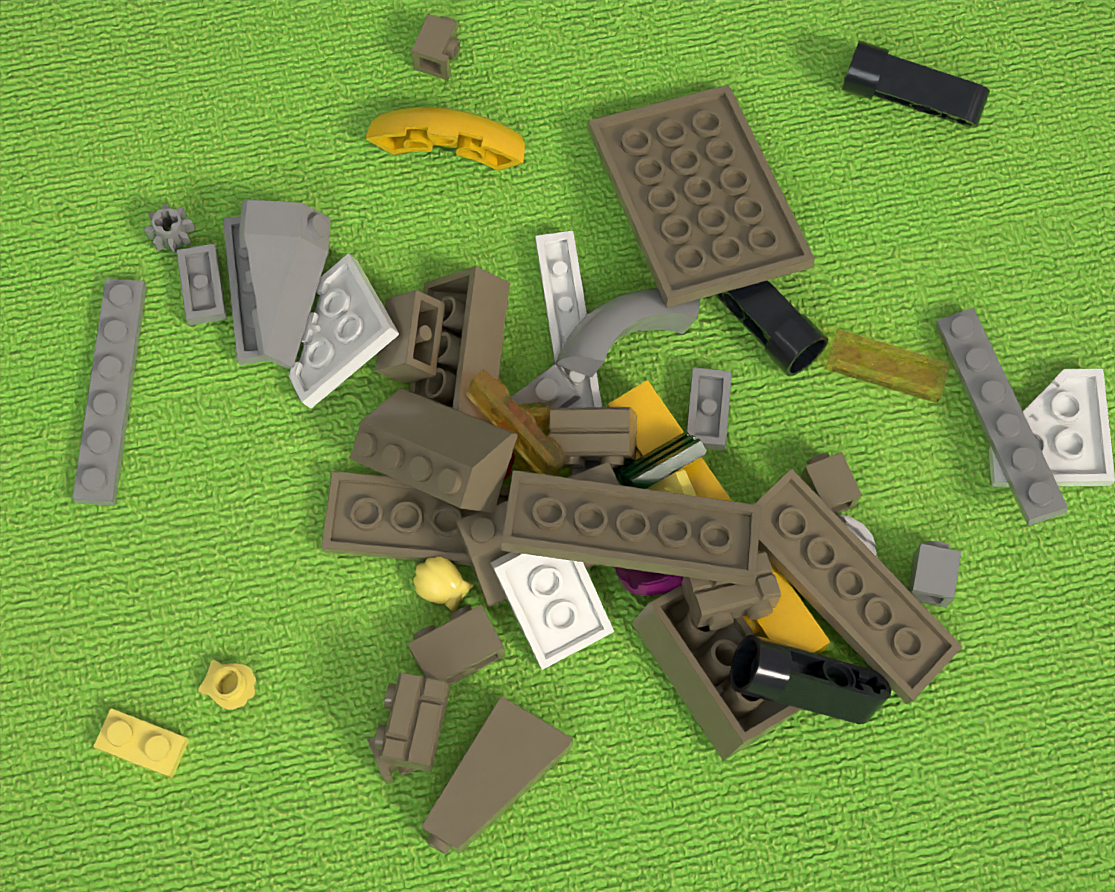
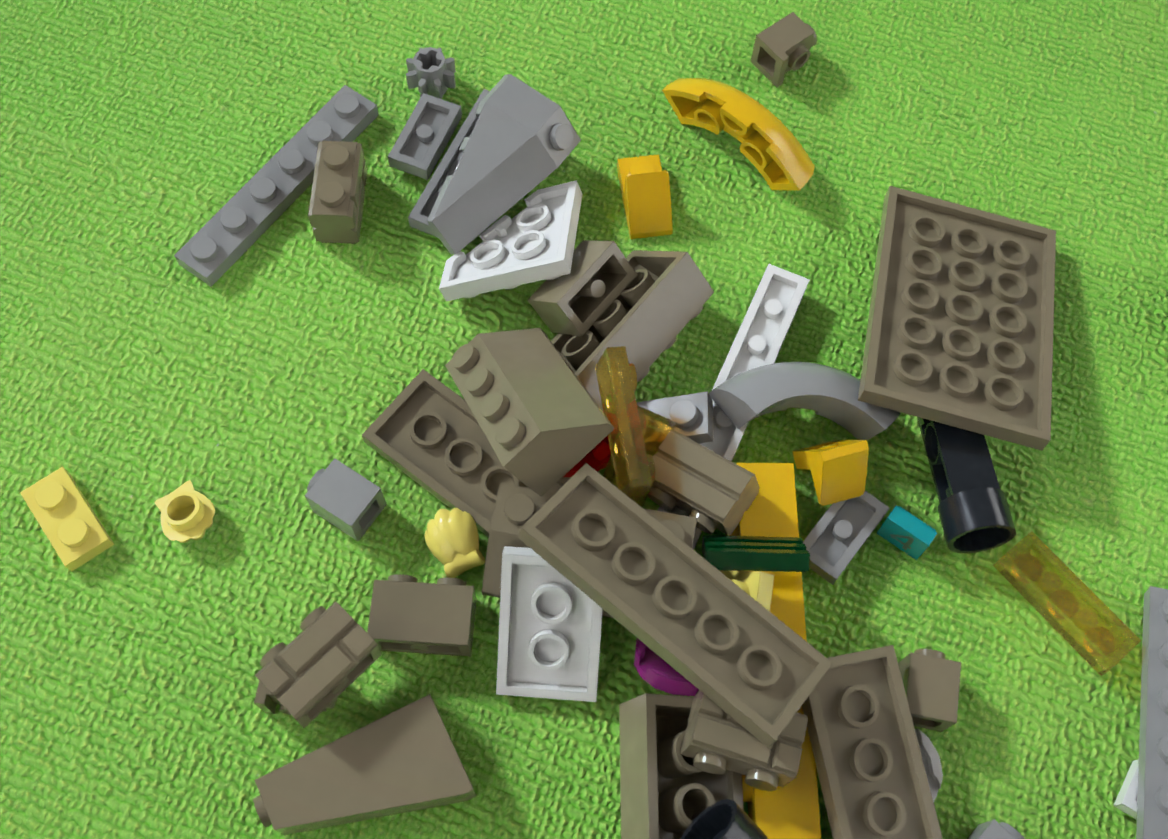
camera: 30 degrees right, 5 degrees down
(168, 371) = (338, 192): none -> dark tan brick
(341, 601) = (345, 499): none -> light grey brick
(406, 233) = (645, 196): none -> yellow slope
(678, 364) = (836, 468): none -> yellow slope
(753, 381) = (907, 532): none -> teal tile

